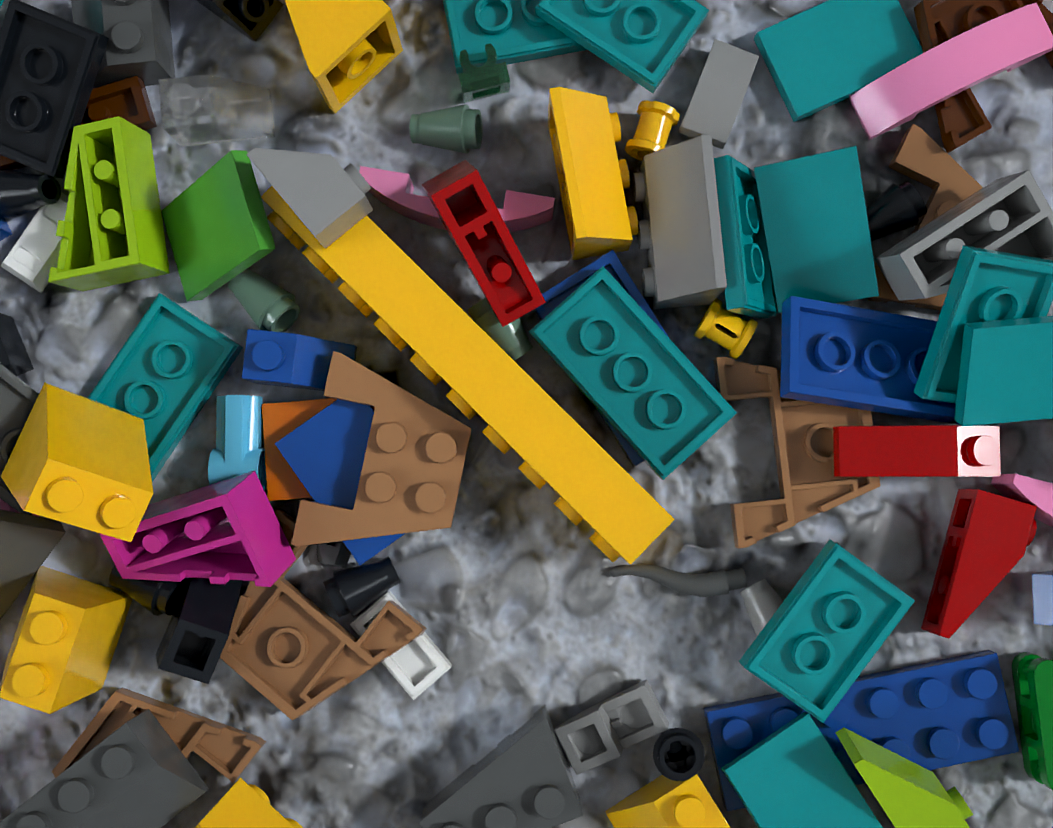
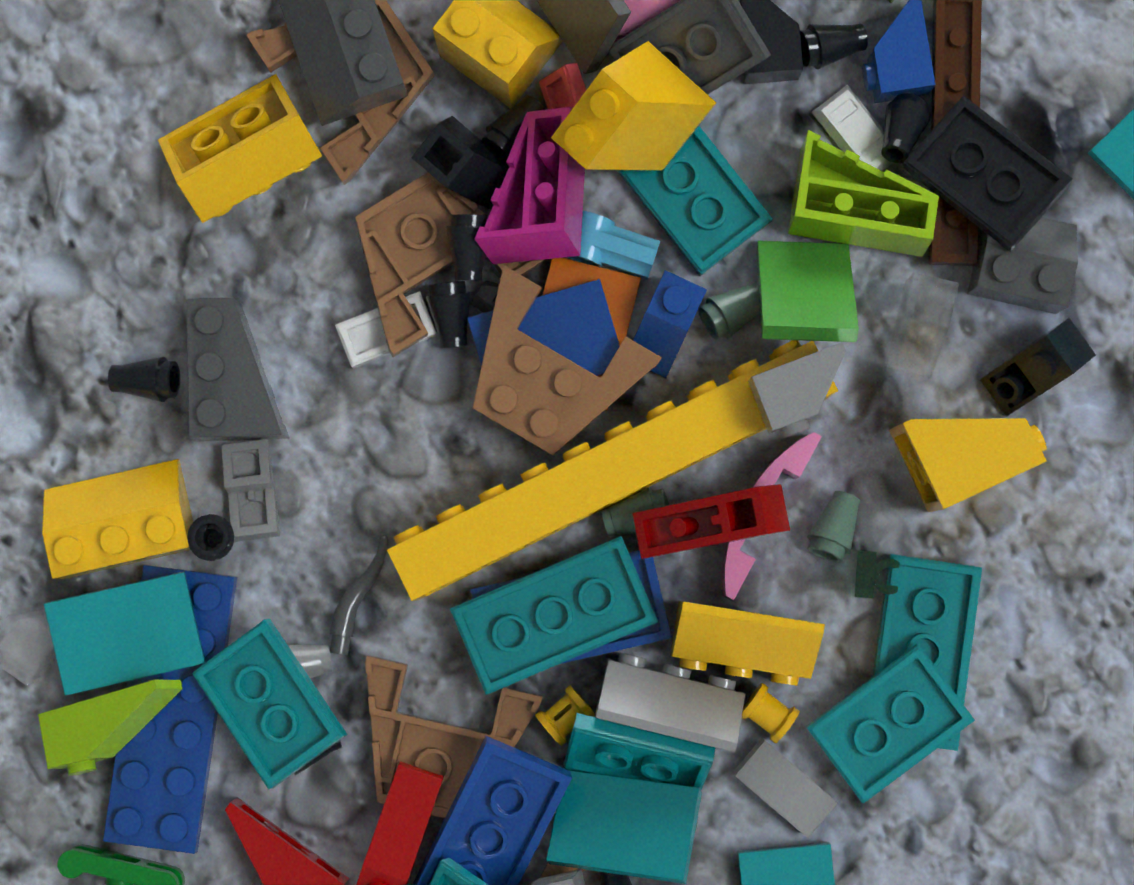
camera: 110 degrees right, 0 degrees up
(85, 551) = (563, 87): none -> coral tile
(286, 593) = (465, 251): none -> black cone

